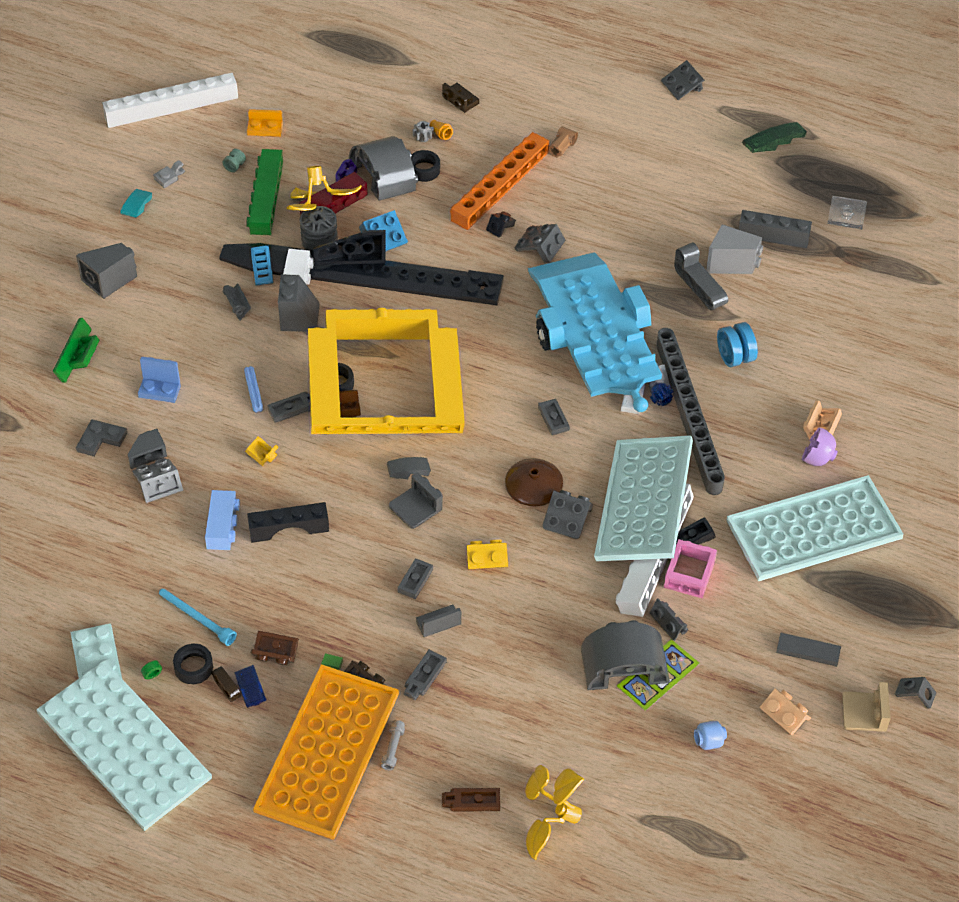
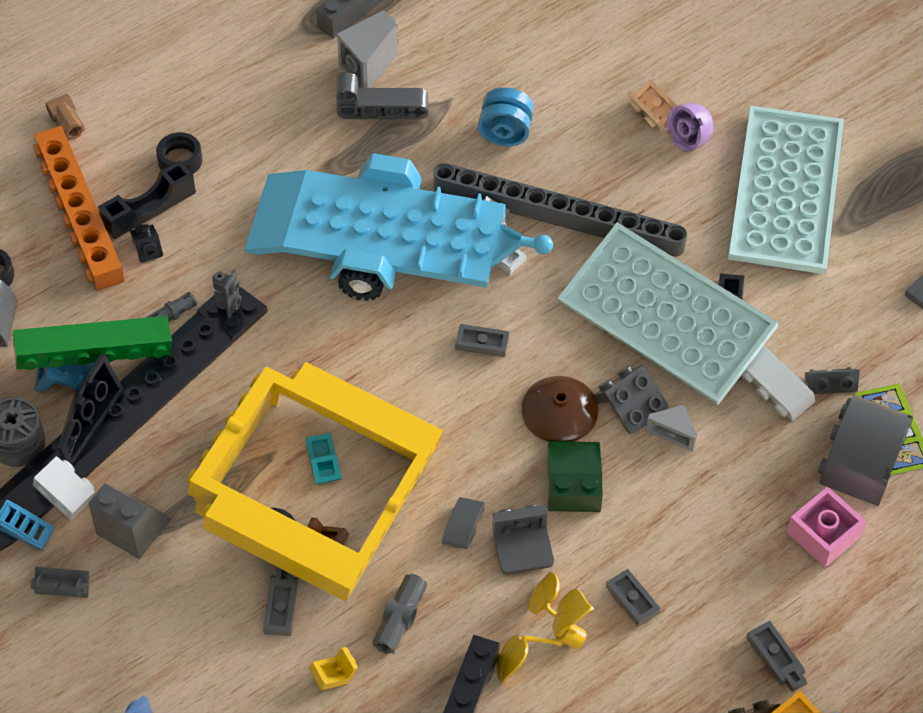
camera: 60 degrees left, 5 degrees up
(253, 389) = (219, 634): light blue axle -> none
(322, 465) = (399, 613): none -> dark grey piece
(363, 552) = (569, 611): none -> yellow plant
(398, 228) = (86, 341): none -> green brick
(408, 380) = (323, 458): none -> teal slope
(439, 620) = (705, 603): dark grey panel -> none
(460, 259) = (176, 307): none -> dark grey pin
(481, 269) = (227, 291): none -> dark grey hinge
(485, 509) = (574, 476): none -> dark green slope
(487, 555) = (641, 506): yellow bracket -> none
(508, 200) = (170, 188): none -> black arch
(539, 658) = (826, 526): none -> bright pink brick
(544, 238) = (205, 216): dark grey bracket -> none
(563, 545) = (673, 426): none -> light grey slope
(577, 196) = (176, 141): none -> black tyre
(661, 394) = (522, 221): clear blue gear -> none
(688, 584) = (800, 336): bright pink window -> none

